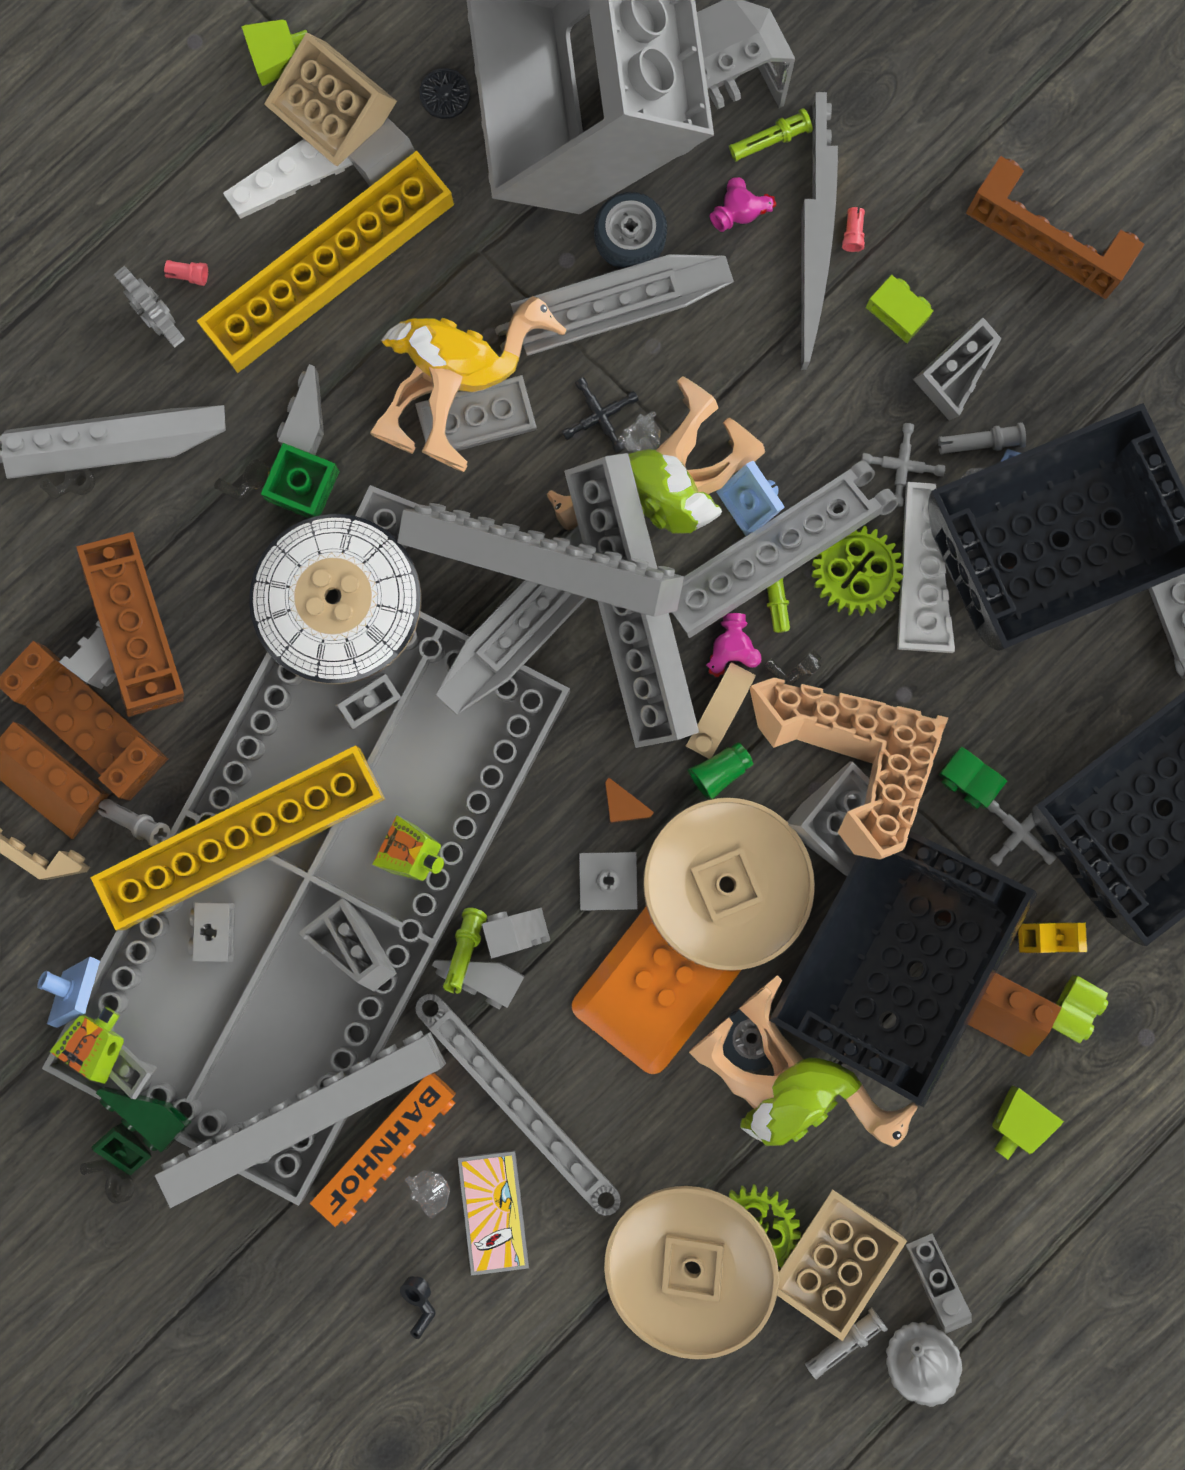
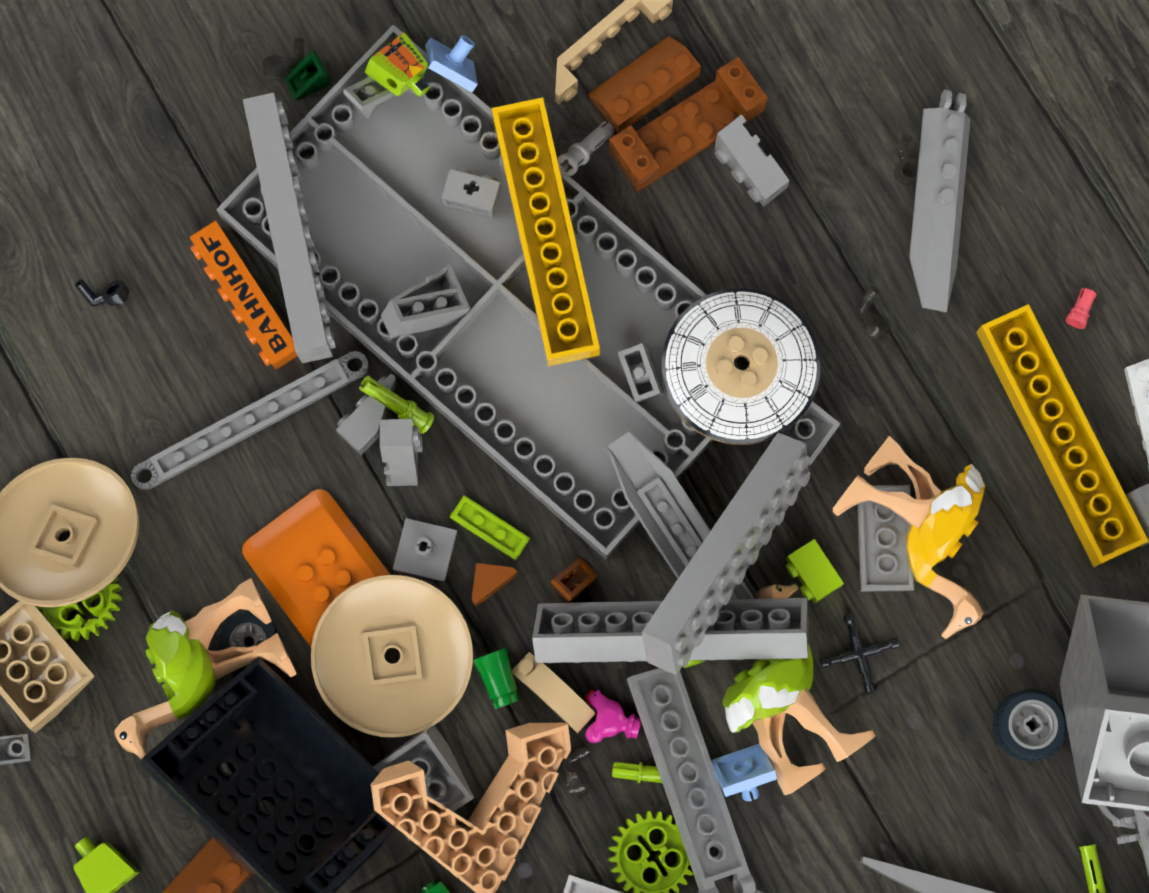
camera: 105 degrees right, 5 degrees down
(130, 624) = (763, 183): dark orange plate -> none
(144, 299) = (1053, 262): light grey gear -> none
(153, 1118) = (324, 104): dark green slope -> none
(300, 481) = (858, 362): green brick -> none
(305, 421) = (914, 381): light grey slope -> none
(409, 851) = (497, 377): torso -> none
(430, 1191) = (196, 325): clear piece -> none
(493, 1212) = (163, 376): tile -> none
(530, 478) = (813, 572): none -> lime brick
(567, 820) = (489, 528): none -> lime tile
(601, 718) = (573, 580): none -> dark orange slope
(625, 297) = (966, 706): light grey hinge -> none
(642, 434) = (829, 686): clear piece -> none
(740, 206) = (1032, 838): dark pink animal -> none

